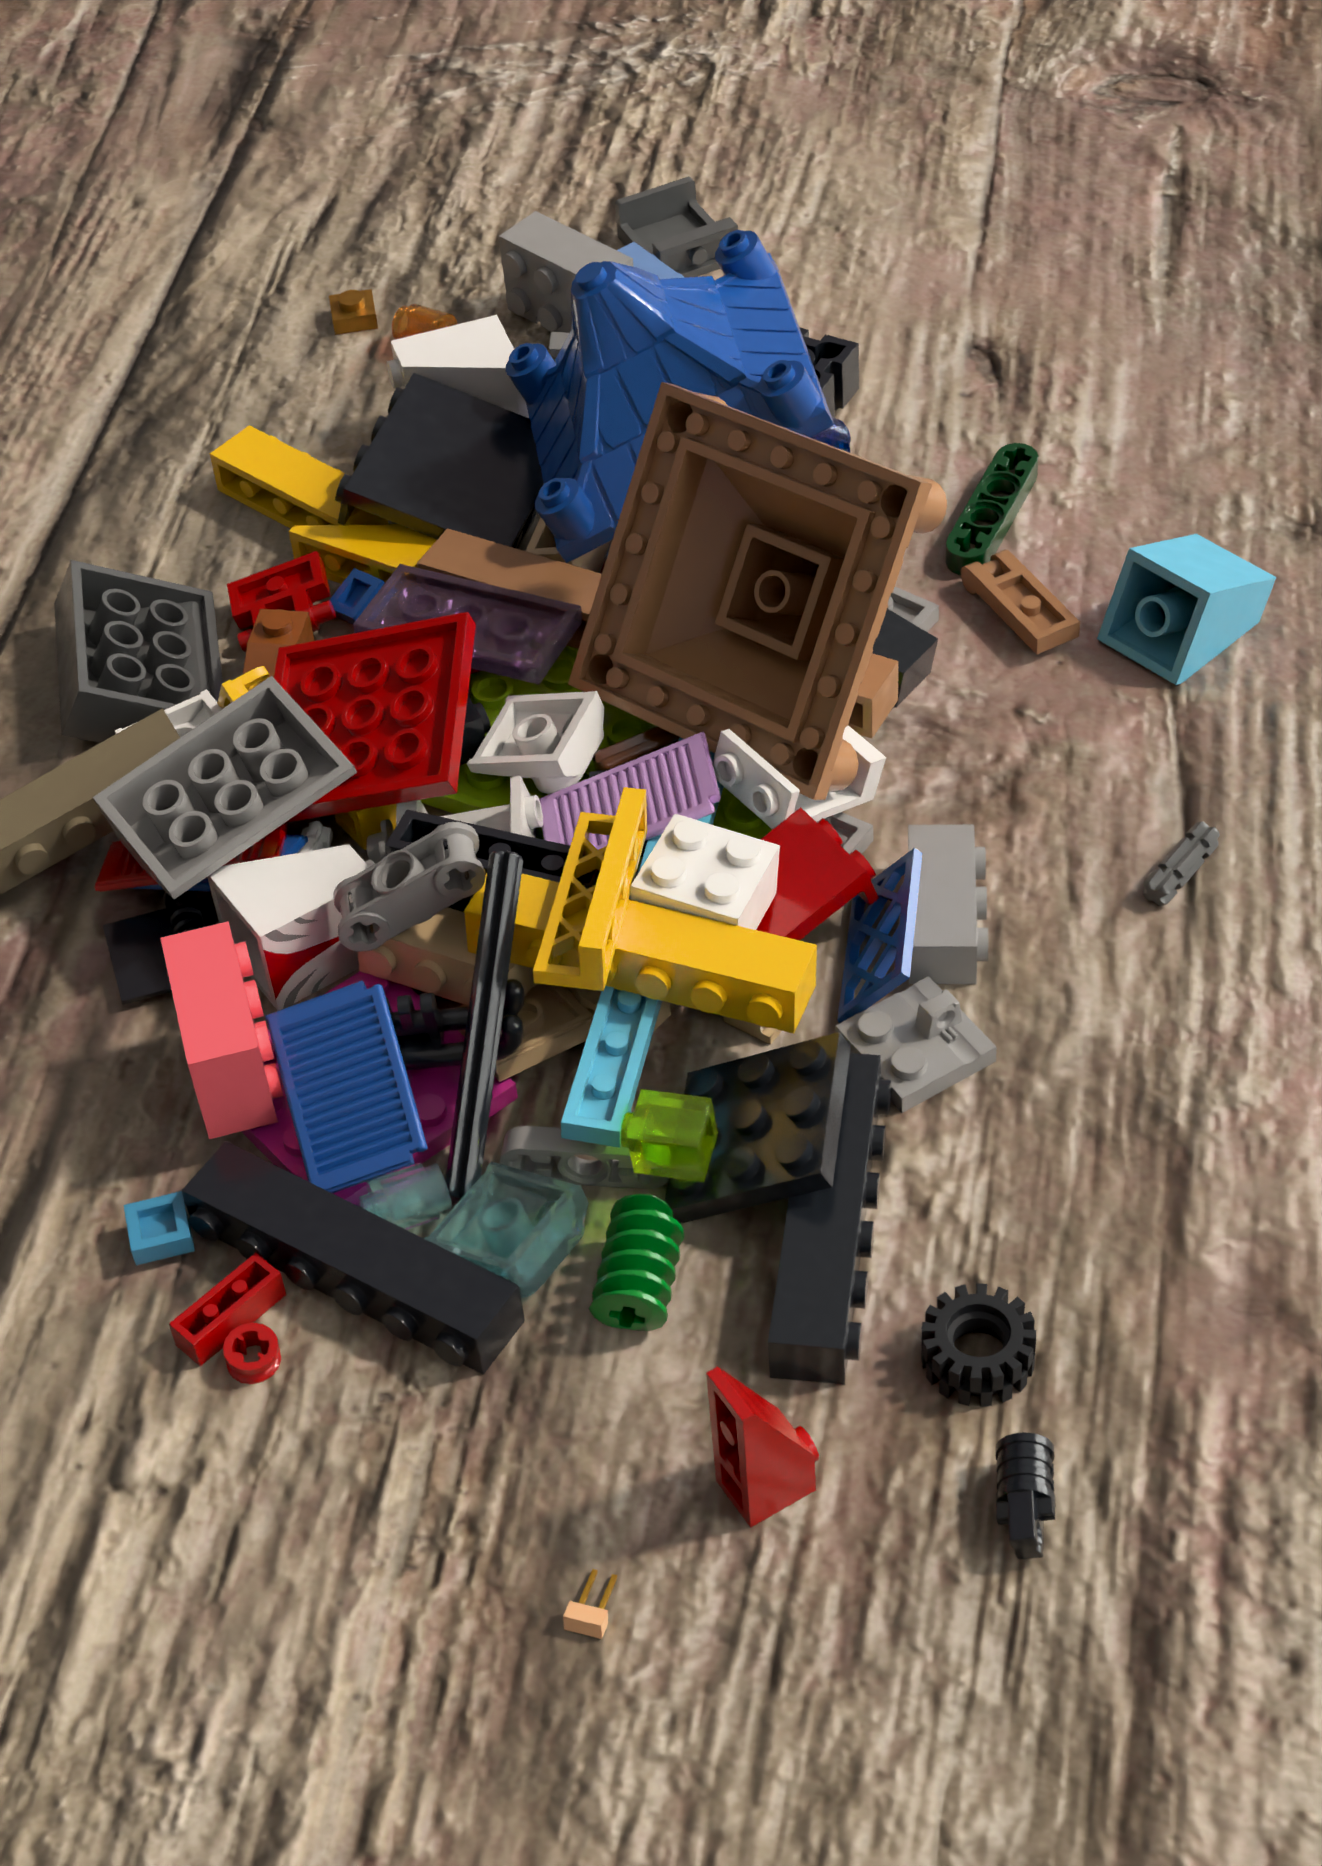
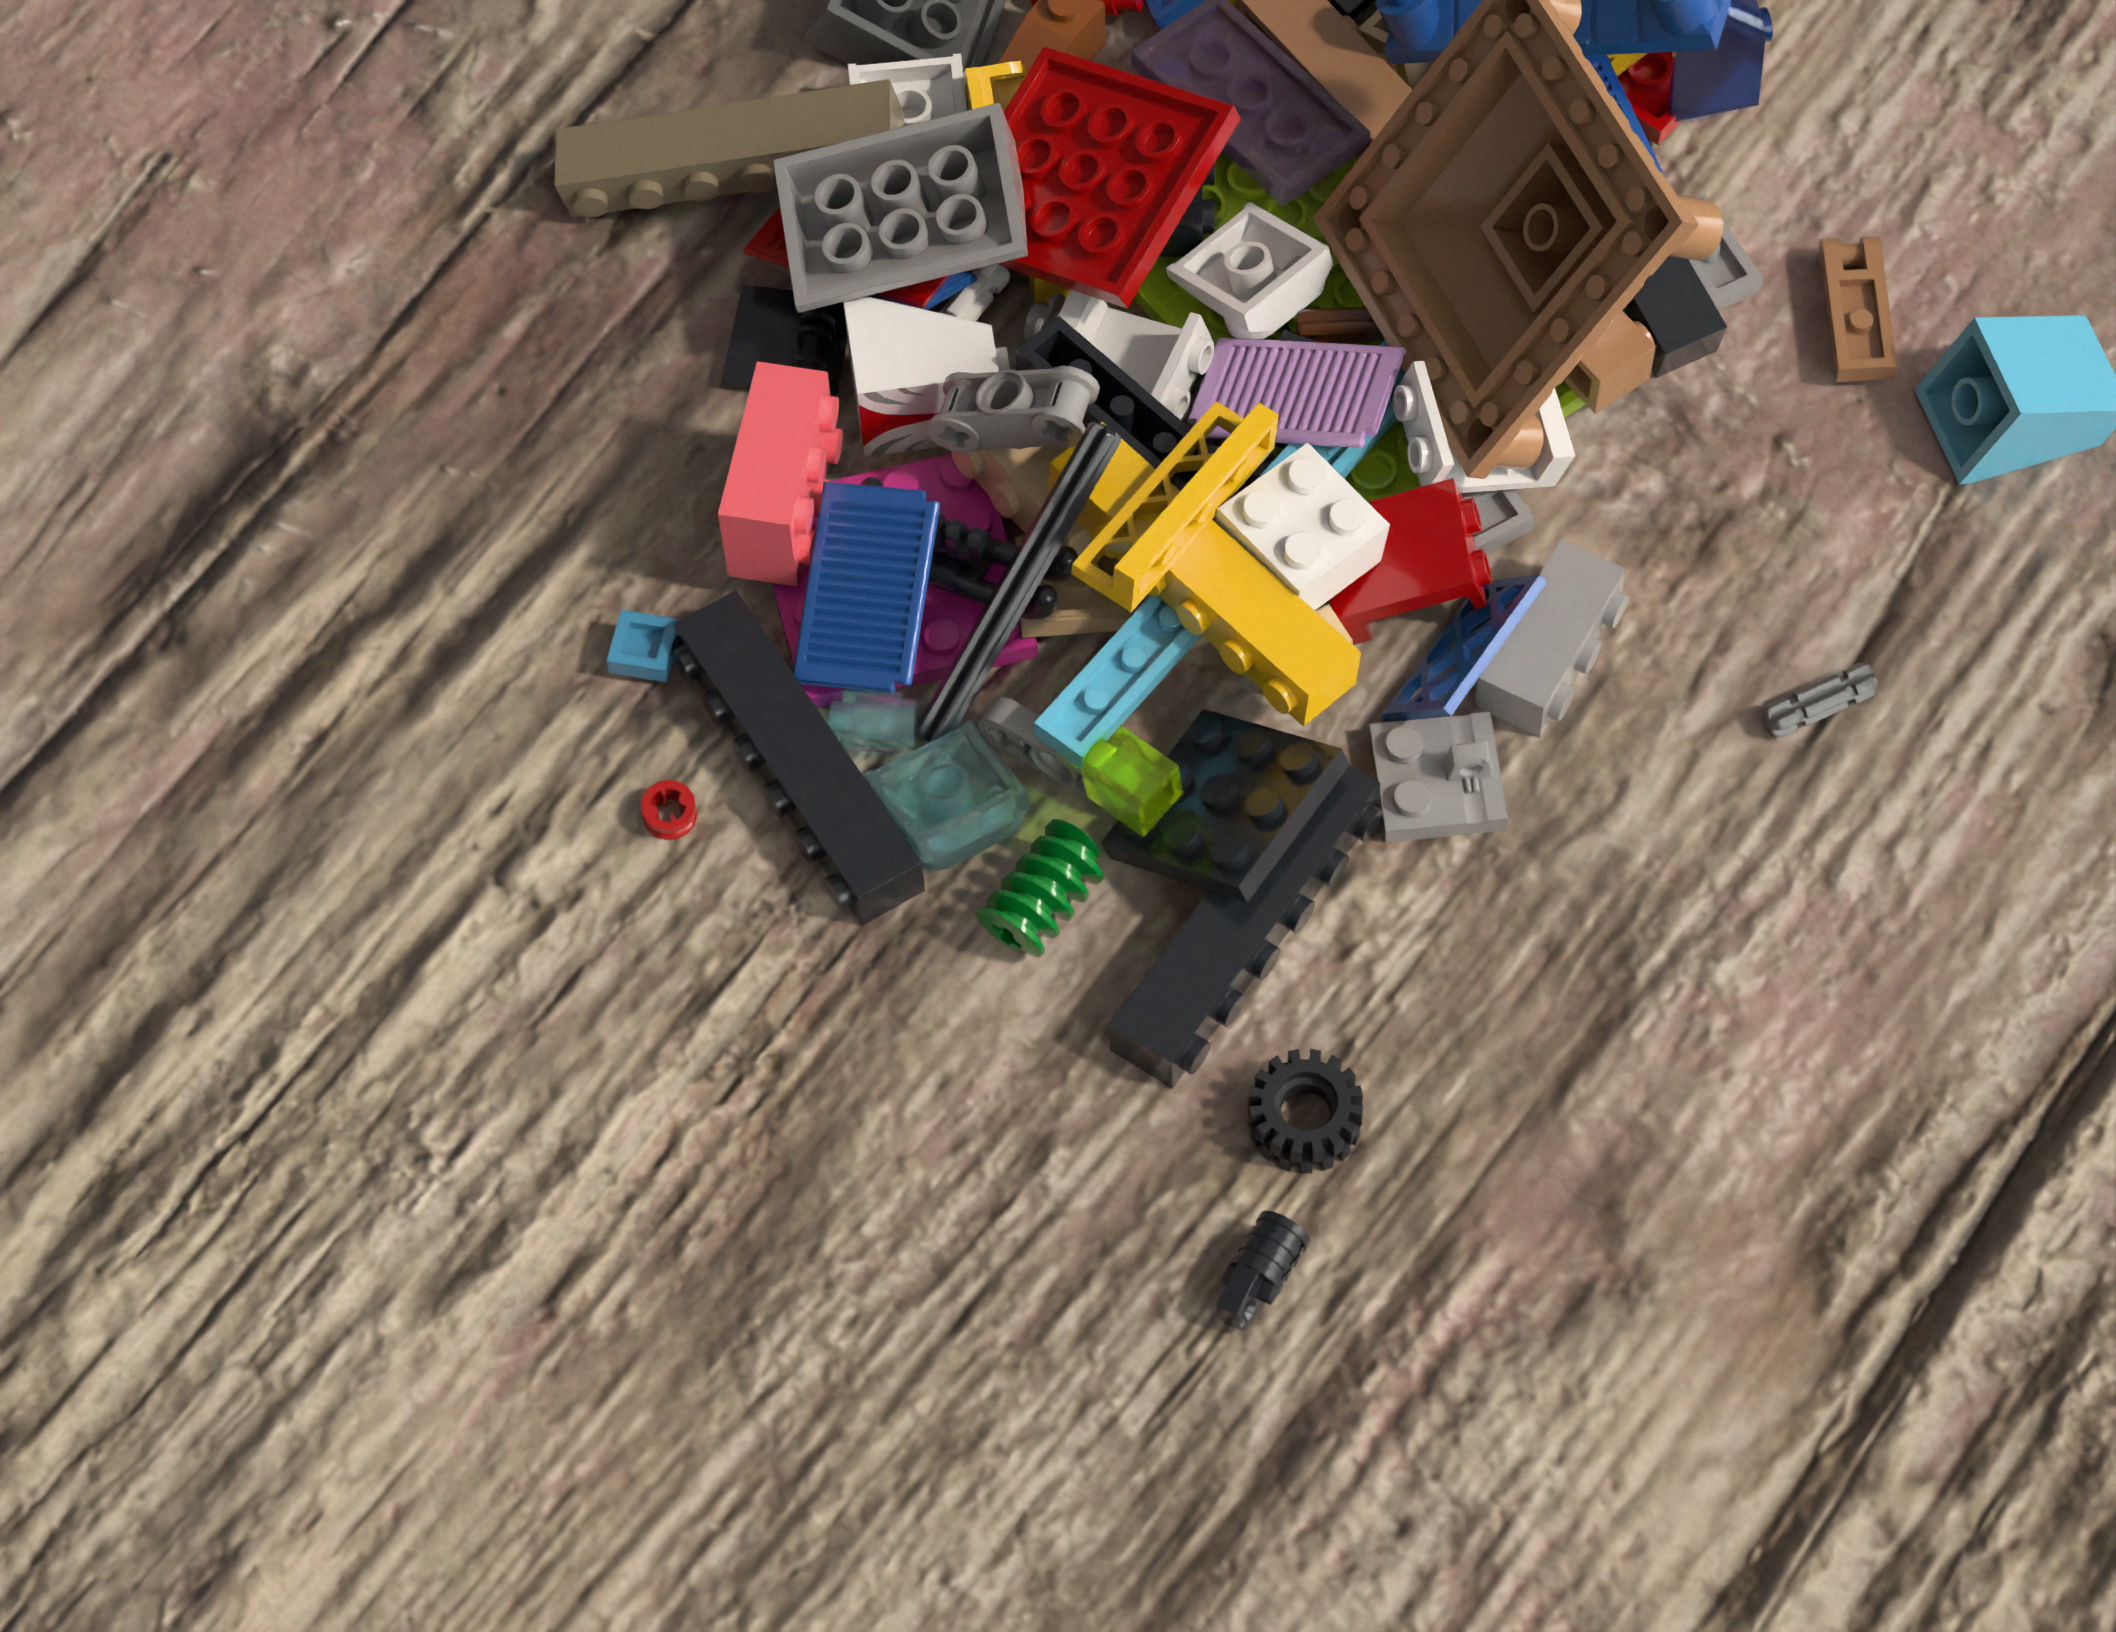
camera: 25 degrees right, 15 degrees up
(232, 1302) = (667, 756): red piece -> none
(586, 1618) = (828, 1196): light nougat piece -> none
(756, 1450) = (1046, 1120): red slope -> none
(992, 508) = (1909, 174): dark green beam -> none

